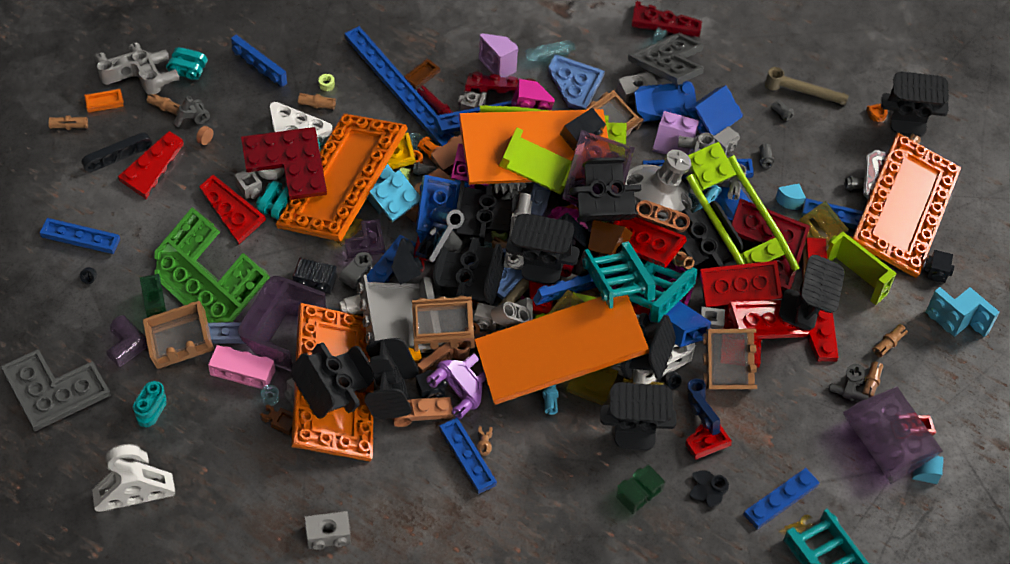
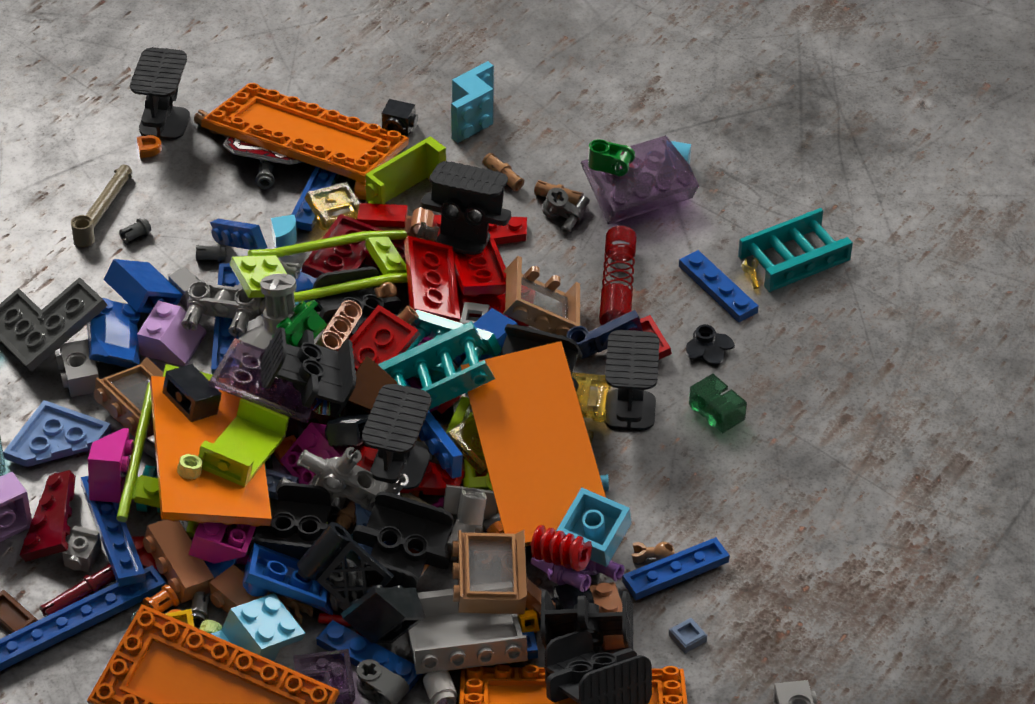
camera: 85 degrees left, 10 degrees down
(406, 463) = (688, 635): none -> sand blue tile
(451, 357) = (560, 549): none -> red piece
(478, 382) = (597, 521): none -> medium azure brick
(506, 134) = (190, 466): none -> yellowish green axle
(653, 189) = (303, 319): none -> green bracket
(724, 255) = (386, 290): none -> medium nougat arm
(745, 416) = (617, 297): none -> red piece
(768, 160) = (238, 234): none -> blue plate
(794, 281) = (428, 233): none -> clear smoke wheel
(895, 403) = (607, 157): none -> green piece

